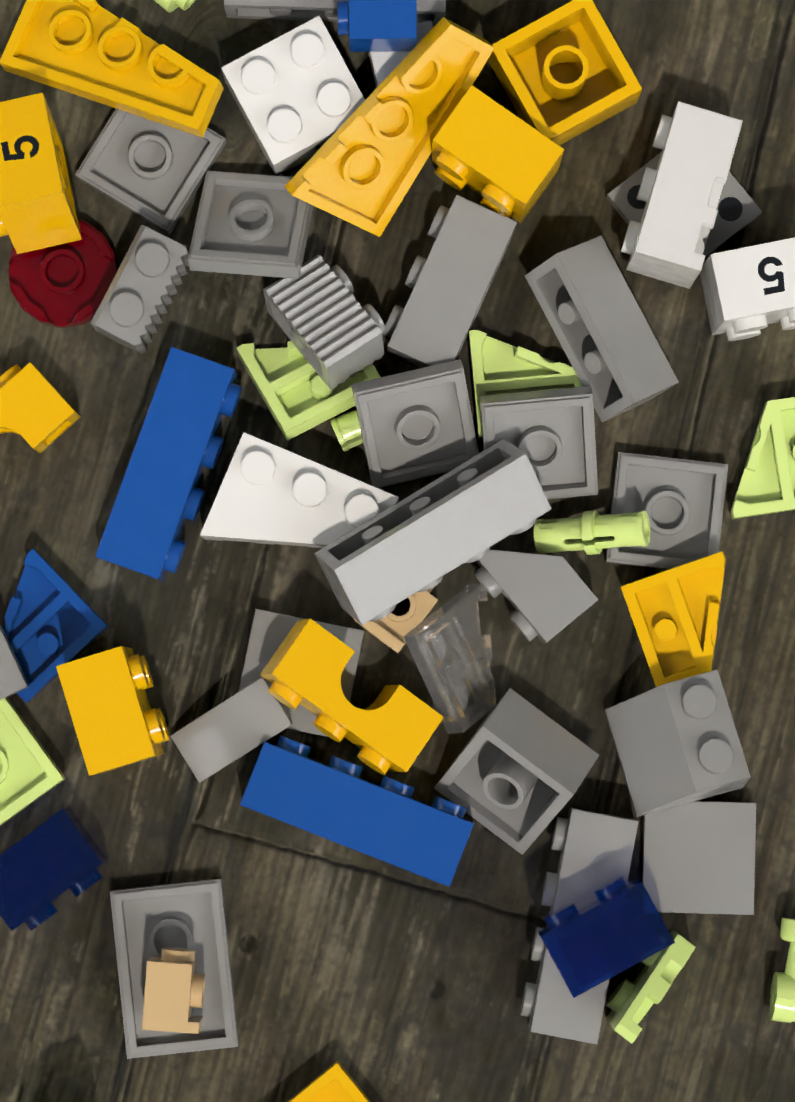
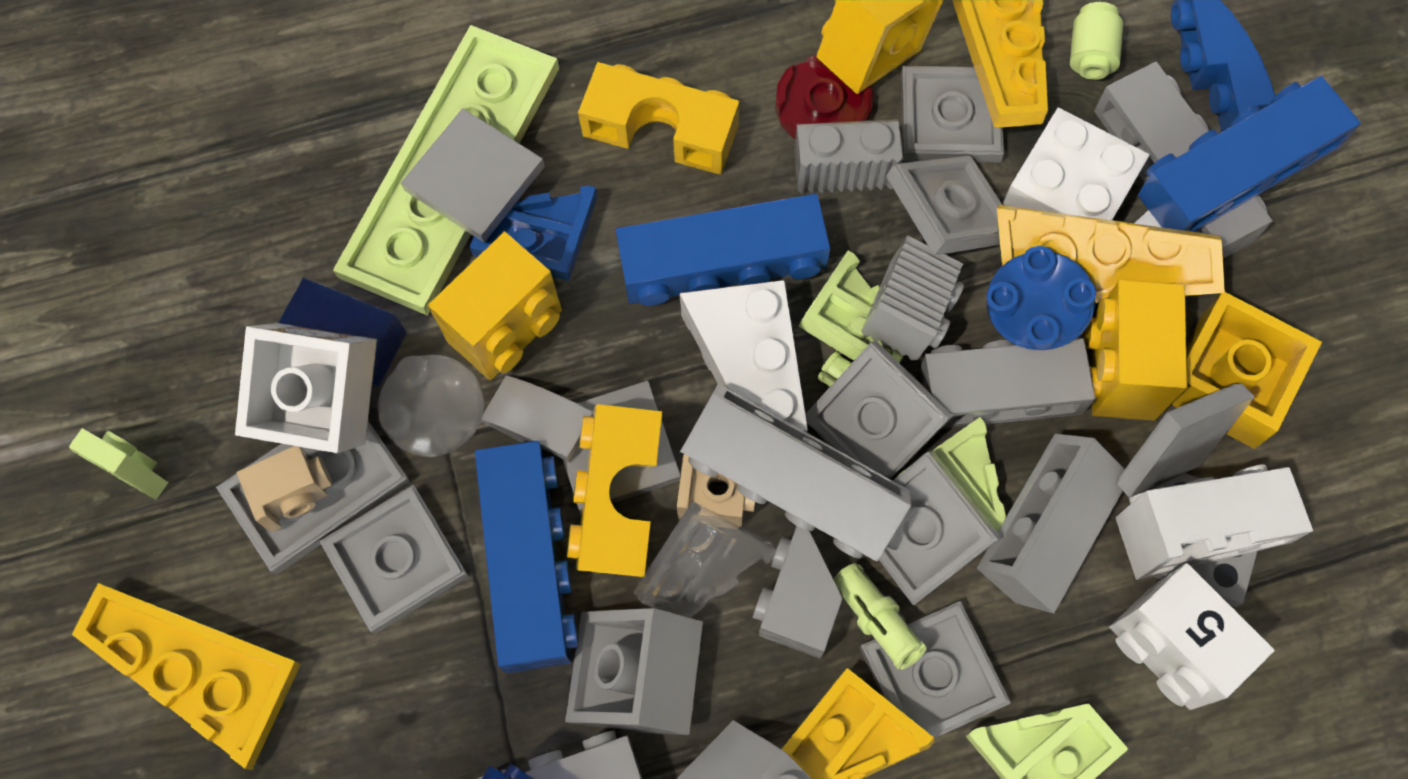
camera: 60 degrees right, 15 degrees down
(96, 926) = (305, 387): none -> white brick
(161, 821) = (430, 405): none -> clear dish
(288, 930) = (393, 559): none -> light grey tile
(399, 210) = (1041, 300): none -> blue dish
(602, 175) = (1184, 439): none -> light grey tile

